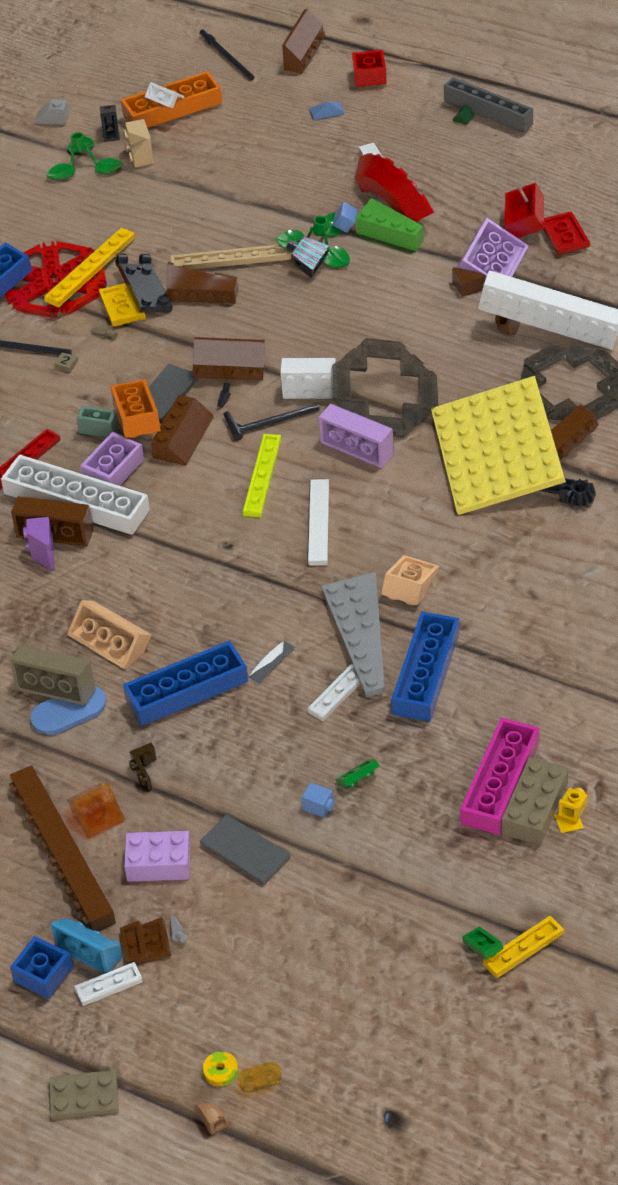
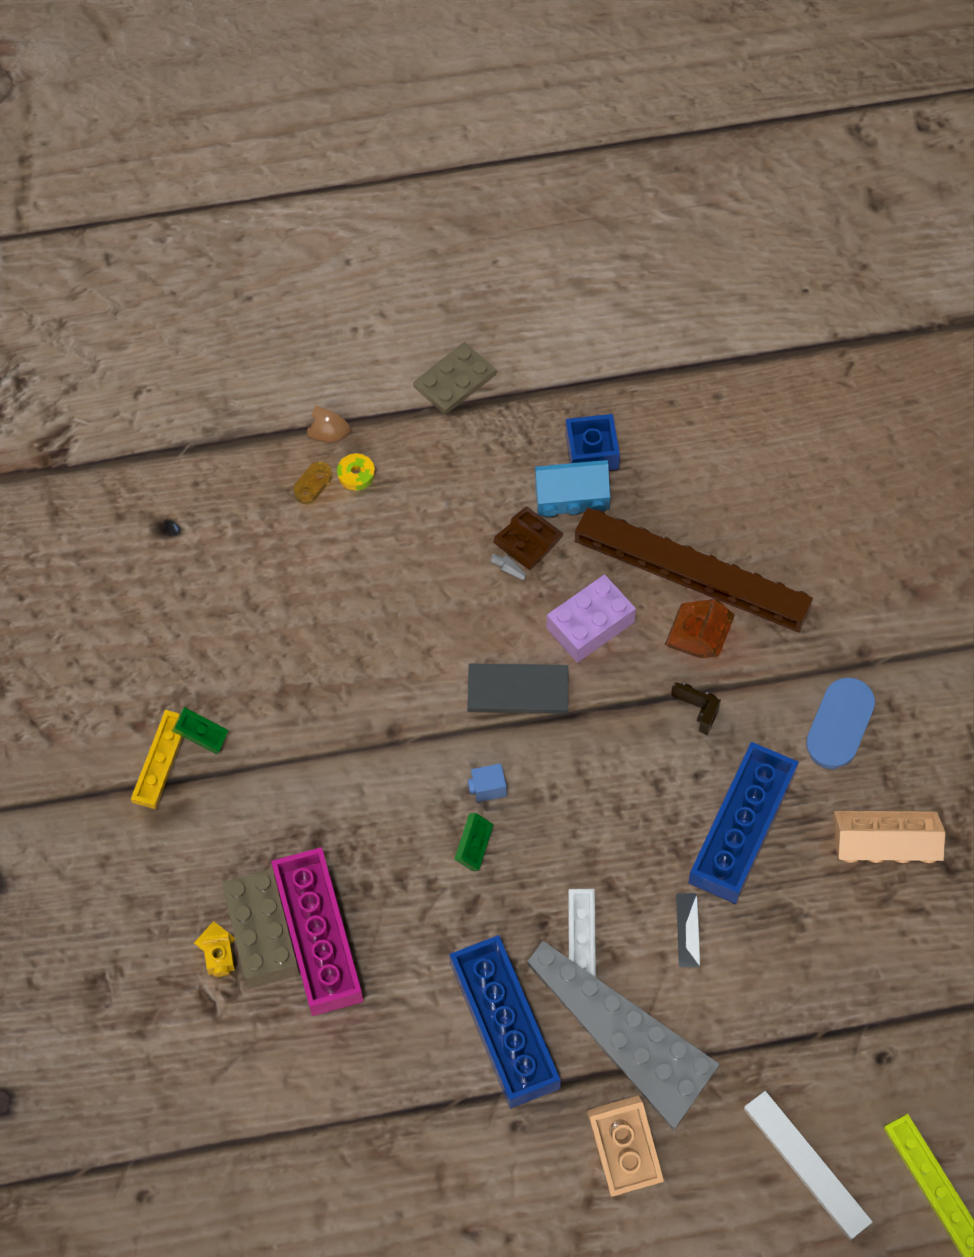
camera: 140 degrees right, 15 degrees up
(53, 675) = (883, 727): dark tan brick -> none
(108, 984) = (523, 481): white tile -> none

